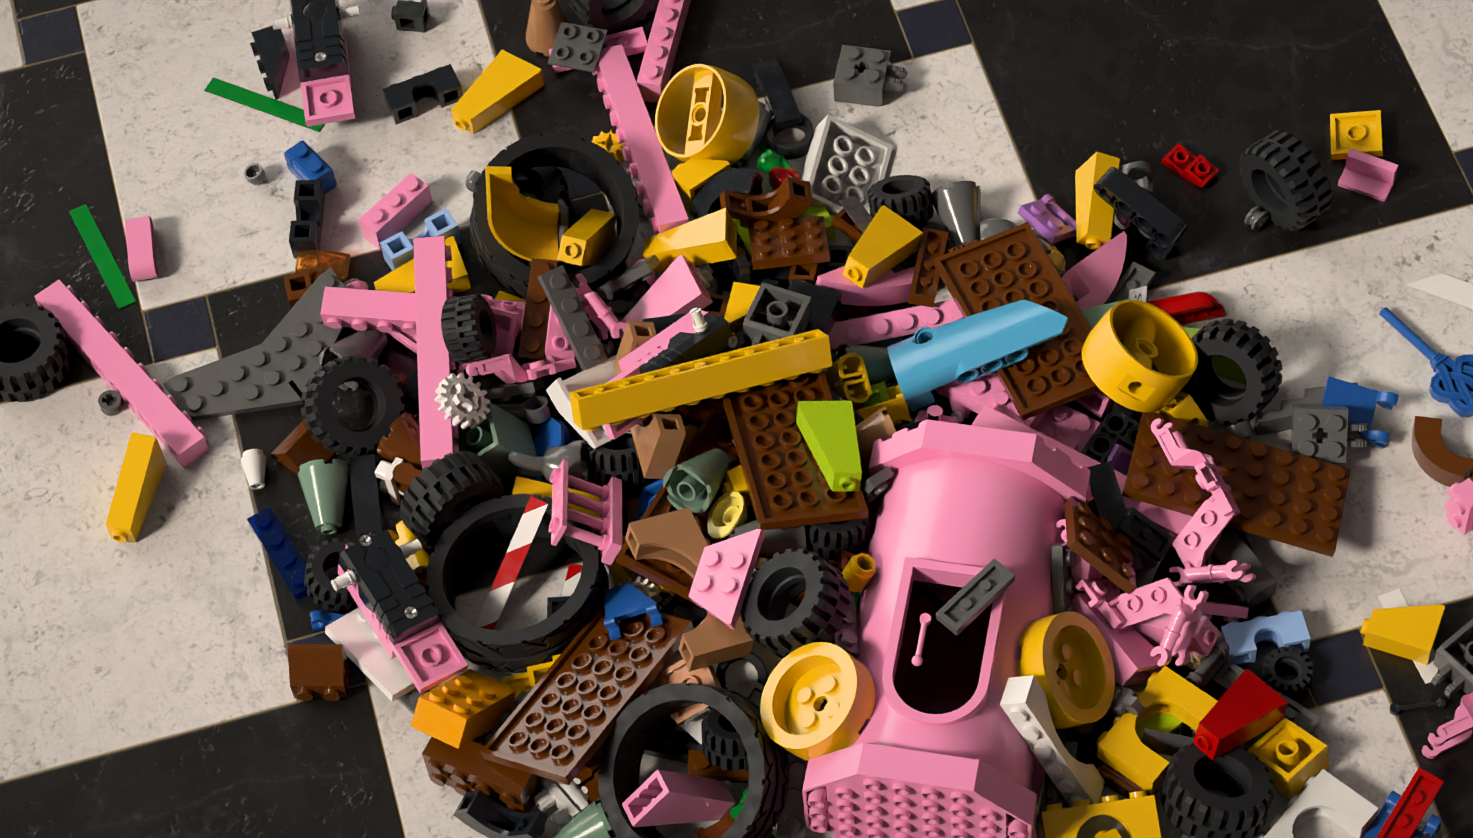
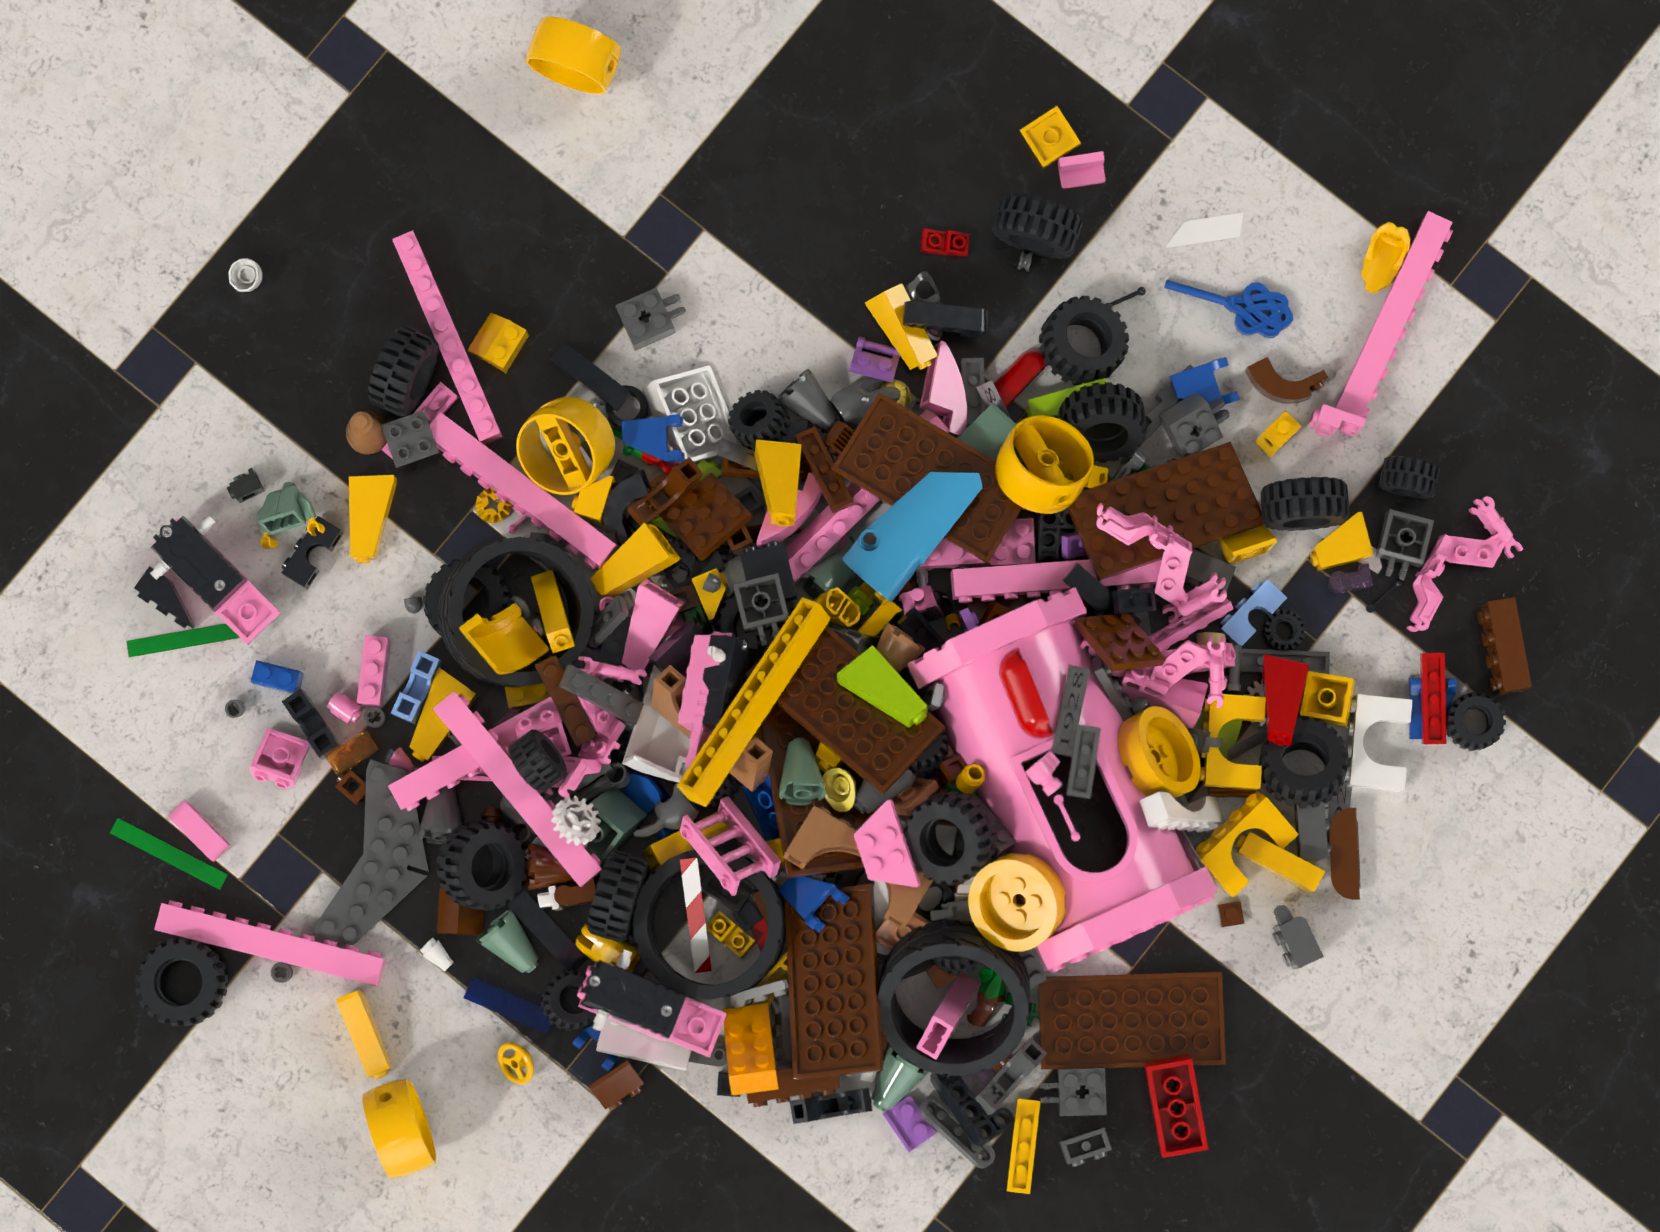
camera: 40 degrees left, 25 degrees up
(91, 573) = (399, 1128): none -> yellow cylinder
(249, 600) = (518, 1061): none -> yellow piece
(256, 232) = (279, 758): none -> bright pink plate
(346, 226) = (344, 708): none -> bright pink brick
(372, 247) = (375, 724): none -> dark grey bush
(417, 745) = (723, 1087): none -> black tile
(422, 44) = (284, 511): none -> sand green torso
(514, 670) = (759, 993): none -> light grey hinge
(529, 607) = (730, 935): none -> yellow slope
(560, 571) = (714, 889): none -> pearl dark grey plate
(719, 29) = (498, 342): none -> yellow slope
(747, 290) = (712, 583): none -> dark grey hinge
(791, 153) = (651, 436): none -> blue flag
(927, 579) = (1042, 772): none -> bright pink piece
(960, 509) = (1024, 695): none -> red brick
(1000, 548) = (1070, 710): none -> flat silver sticker
(1274, 279) = (1097, 318): none -> black tyre
(1301, 569) = (1246, 544): none -> yellow slope
(1354, 305) = (1140, 291): none -> black hinge
(1387, 555) = (1305, 503): none -> black tyre
(1391, 668) = (1345, 582): none -> clear purple leg
(1407, 493) = (1278, 434): none -> yellow torso

